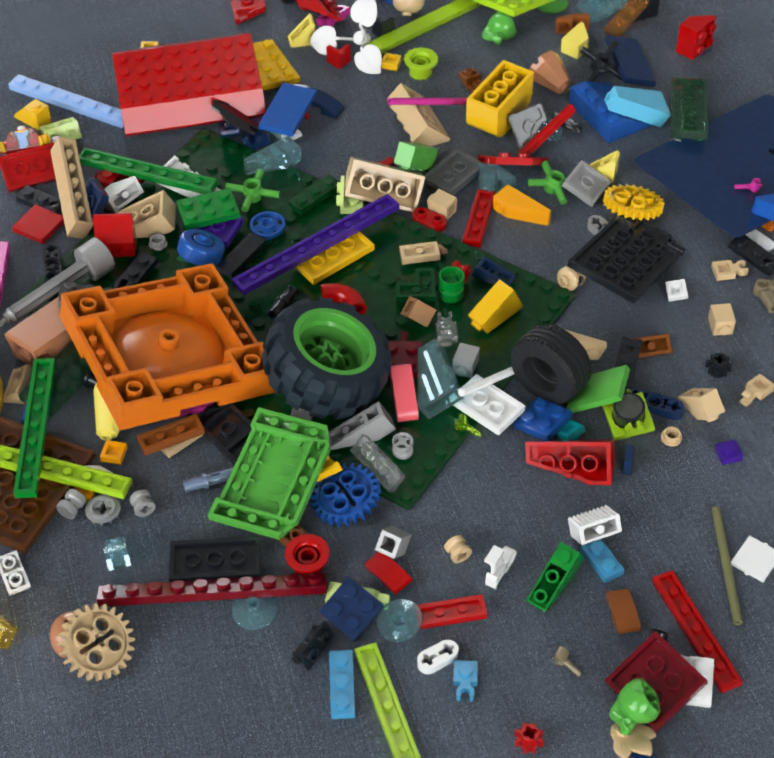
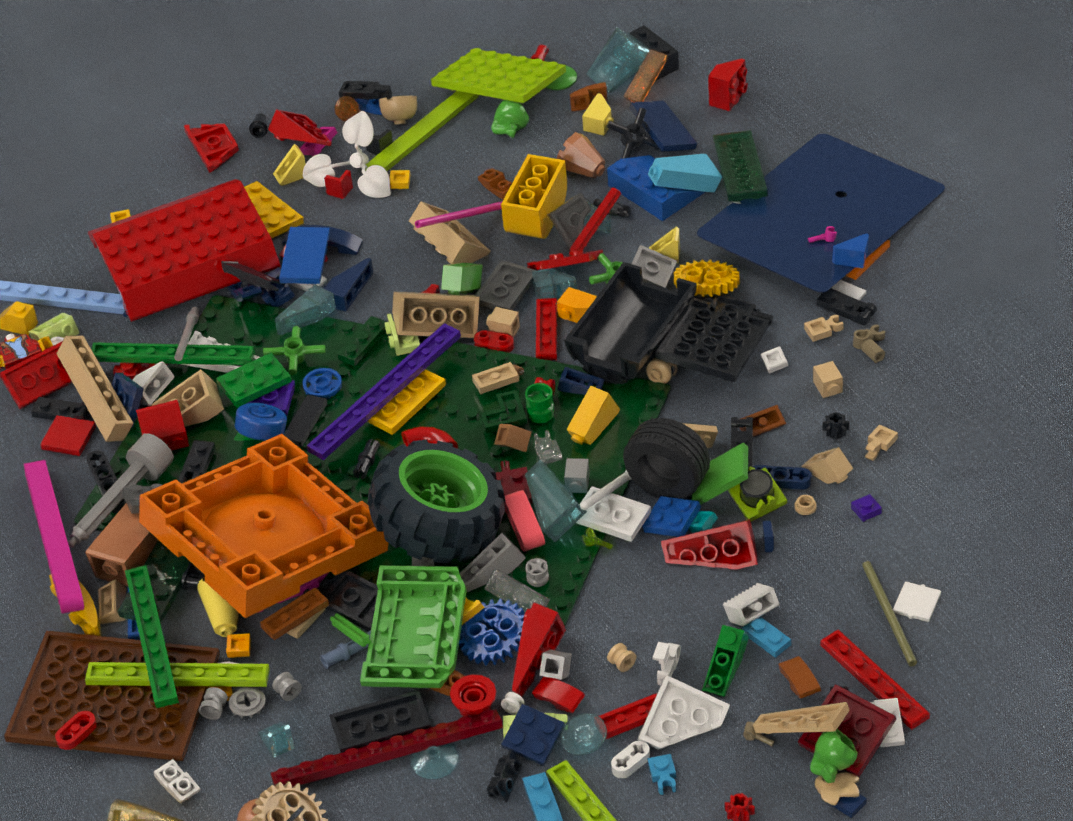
camera: 10 degrees left, 5 degrees down
(157, 242) = (209, 426): light grey plate -> none
(176, 145) = (191, 319): none -> light grey bar
(216, 462) = (350, 630): none -> bright green axle
(319, 142) = (350, 283): none -> dark blue slope
(342, 570) = (512, 703): none -> white bush
(385, 508) = (540, 632): none -> red wedge
(421, 62) = (434, 174): lime piece -> none
(497, 623) = (680, 714): none -> white plate
(548, 229) = (626, 324): none -> black cylinder
(617, 662) = (811, 719): none -> tan wing

